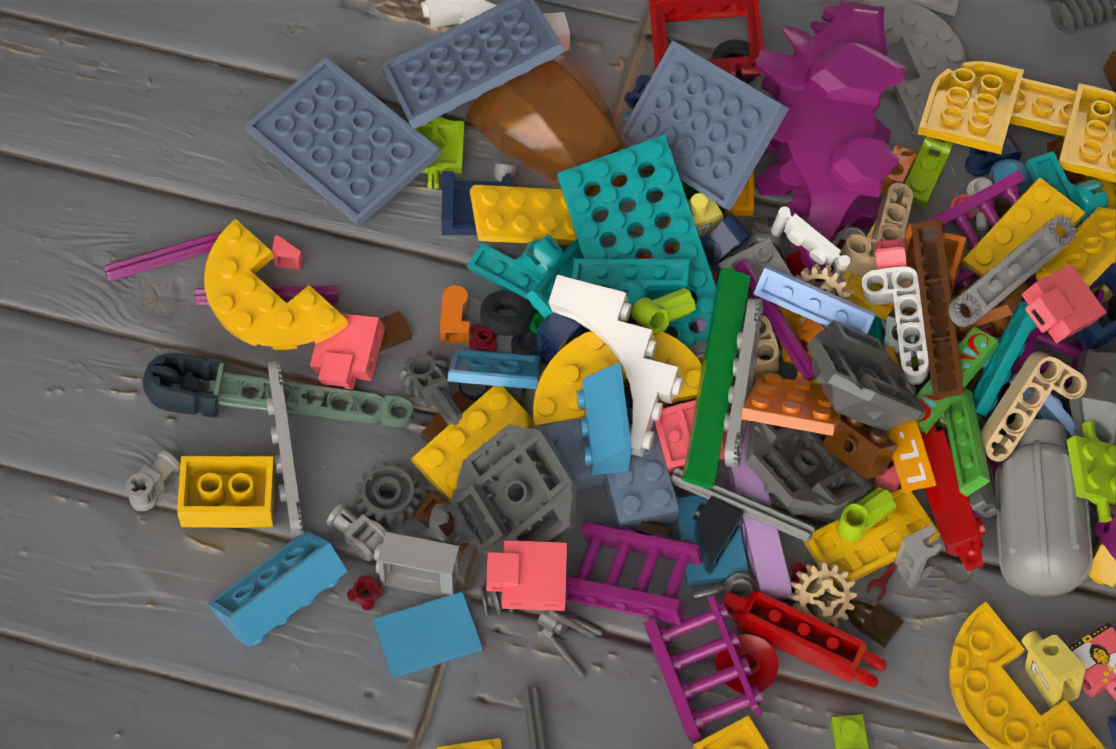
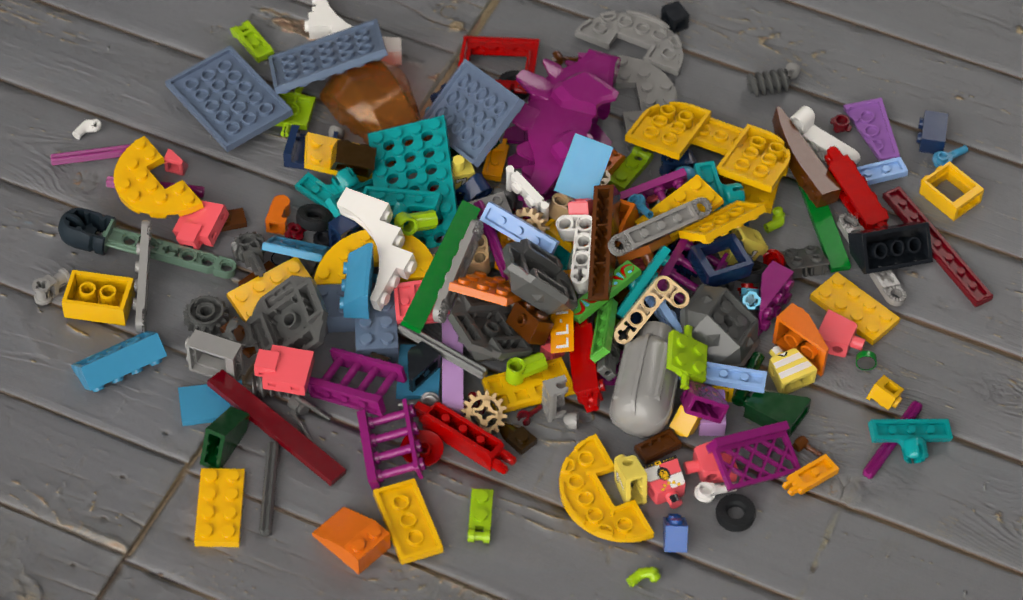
camera: 10 degrees right, 10 degrees down
(147, 212) = (87, 126): none -> white arm
(353, 43) = (252, 41): none -> lime plate
(359, 532) = (177, 331): light grey connector -> none
(363, 584) = (176, 367): dark red plate -> none
(459, 693) = (223, 437): none -> dark green slope
(531, 663) = (277, 427): none -> dark red tile
(551, 216) = (356, 156): none -> dark brown brick
(787, 13) = (559, 59): none -> reddish brown hand
(886, 195) = (583, 167): none -> tile
(944, 584) = (571, 420): none -> light grey hinge
(964, 227) = (639, 200): none -> dark azure plate
(1062, 304) = (685, 248): coral piece -> none
(1074, 607) = (657, 446): none -> reddish brown plate

